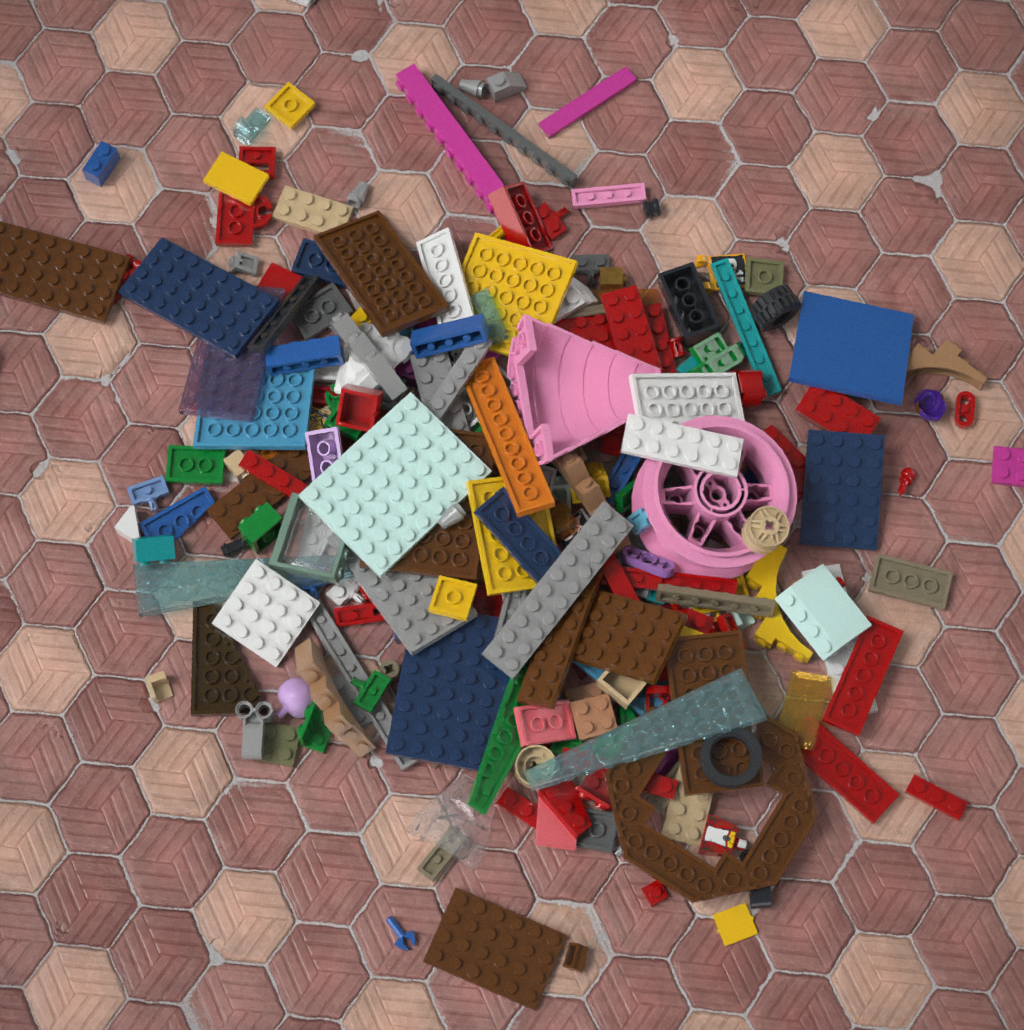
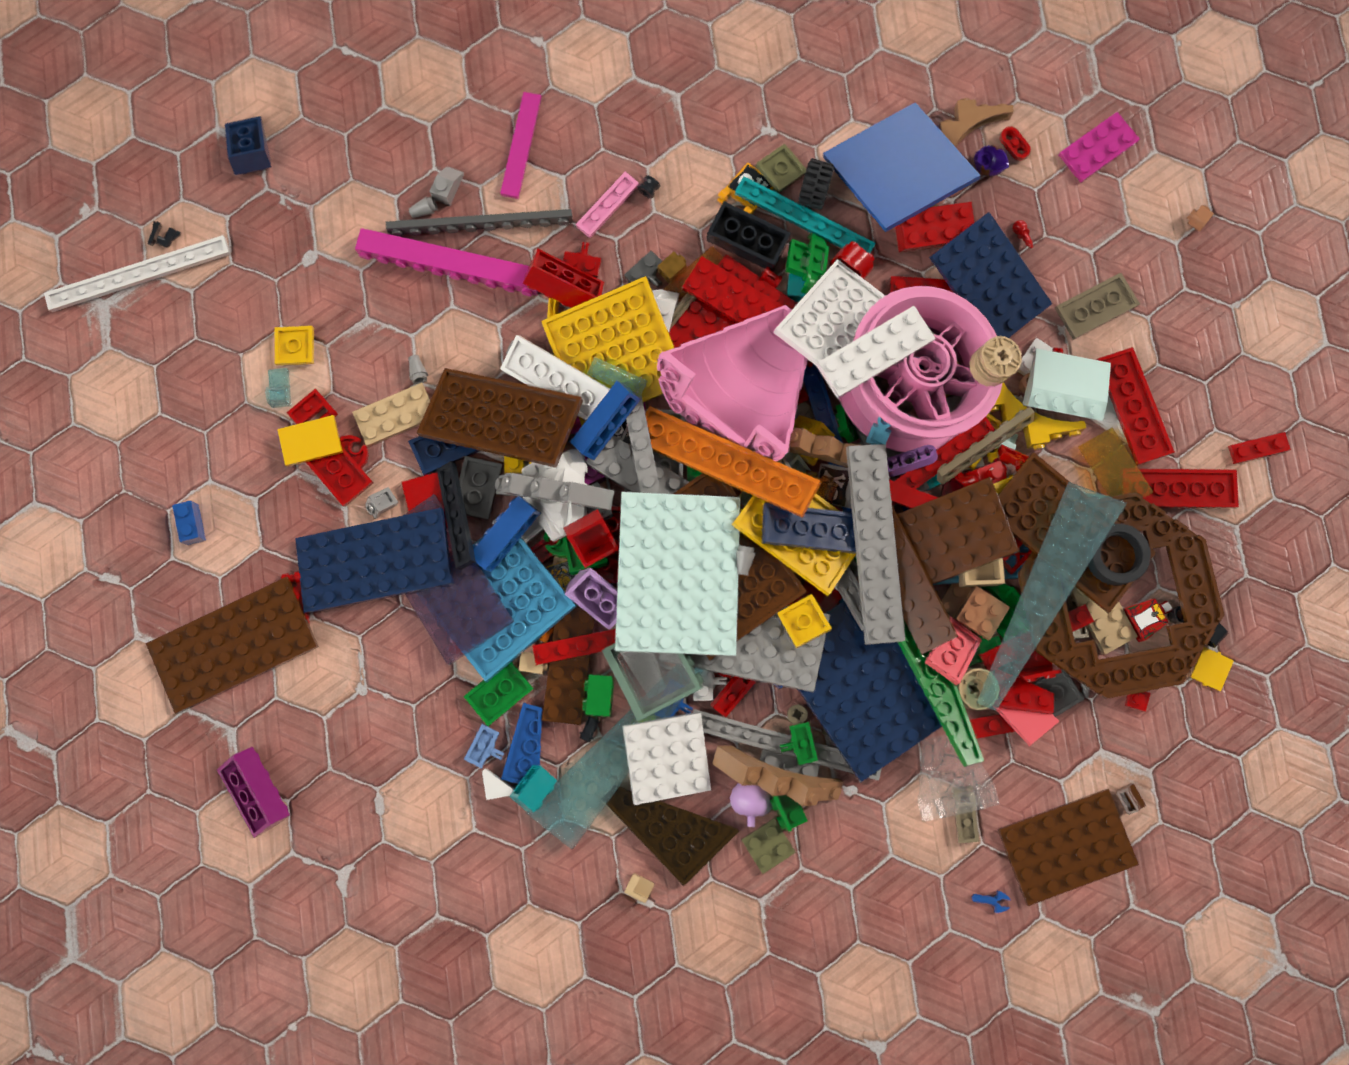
camera: 45 degrees left, 10 degrees up
(254, 729) = (745, 855): light grey piece -> none

